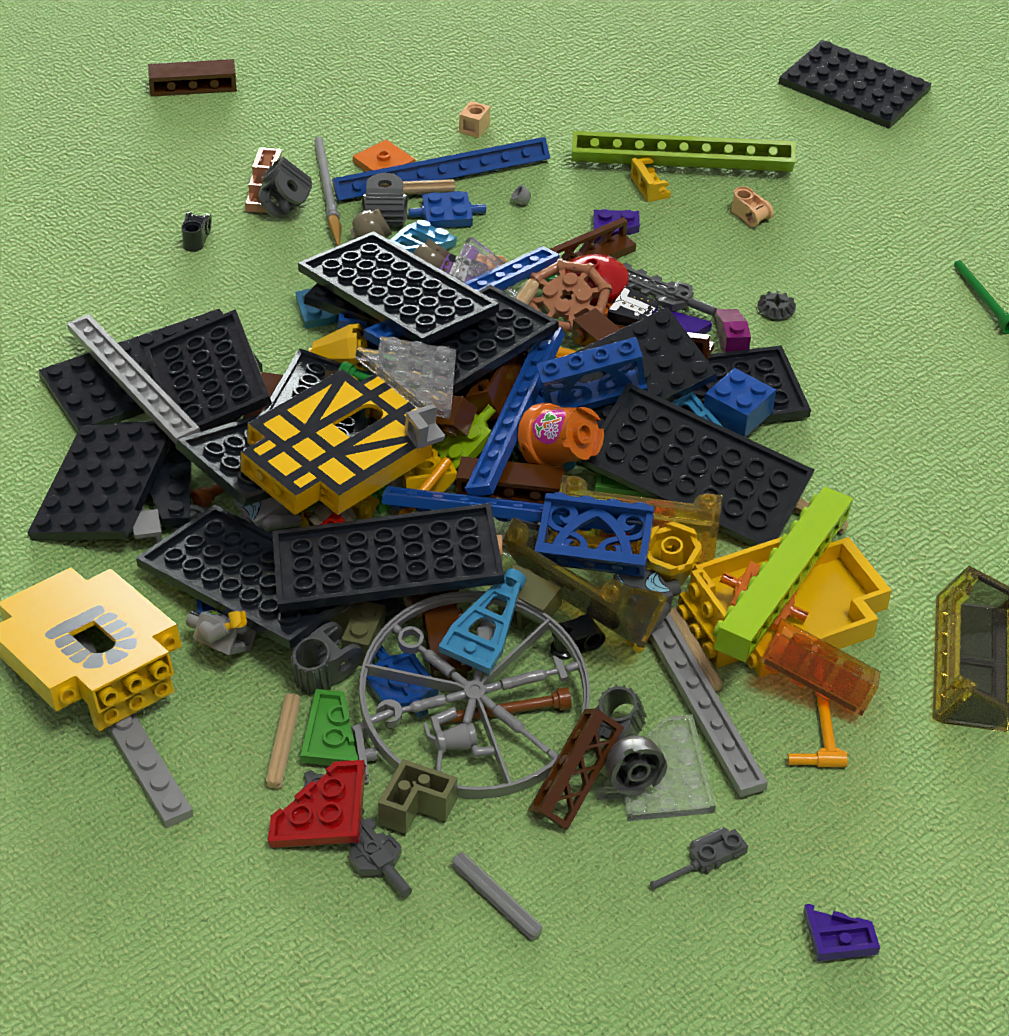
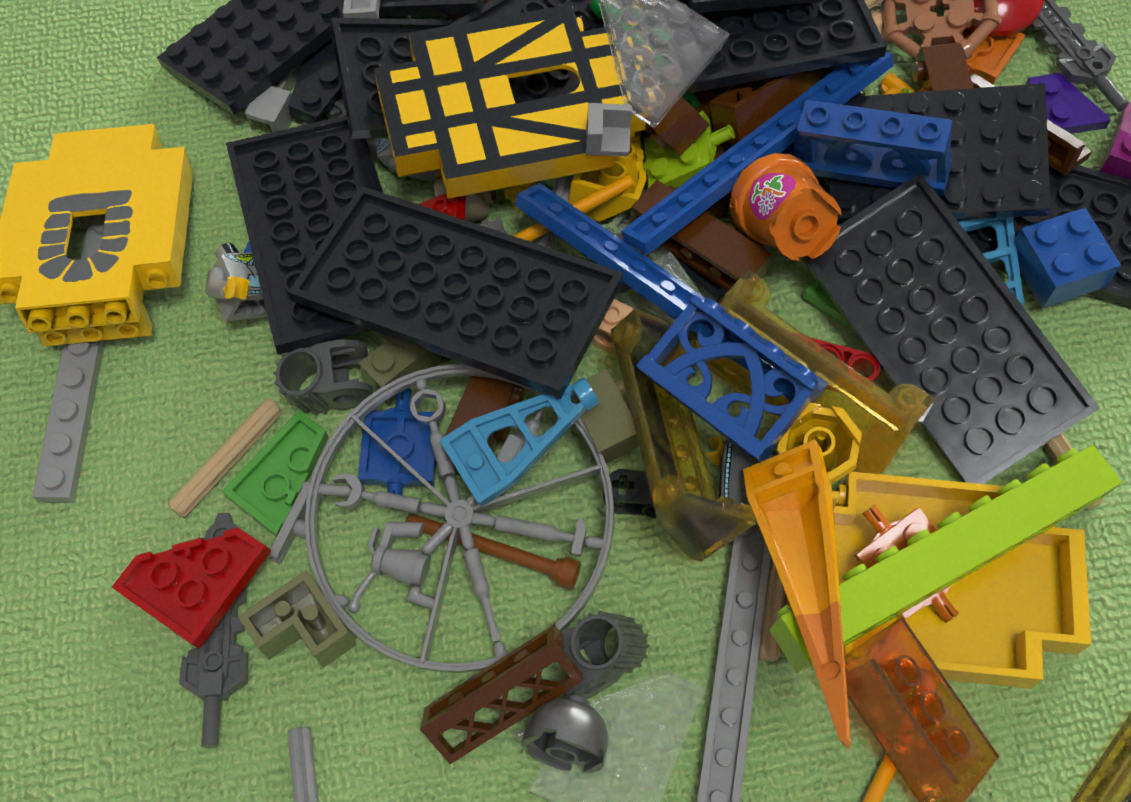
camera: 35 degrees right, 20 degrees up
(631, 307) = (1009, 61): torso -> none
(697, 586) = (797, 522): none -> light orange plate

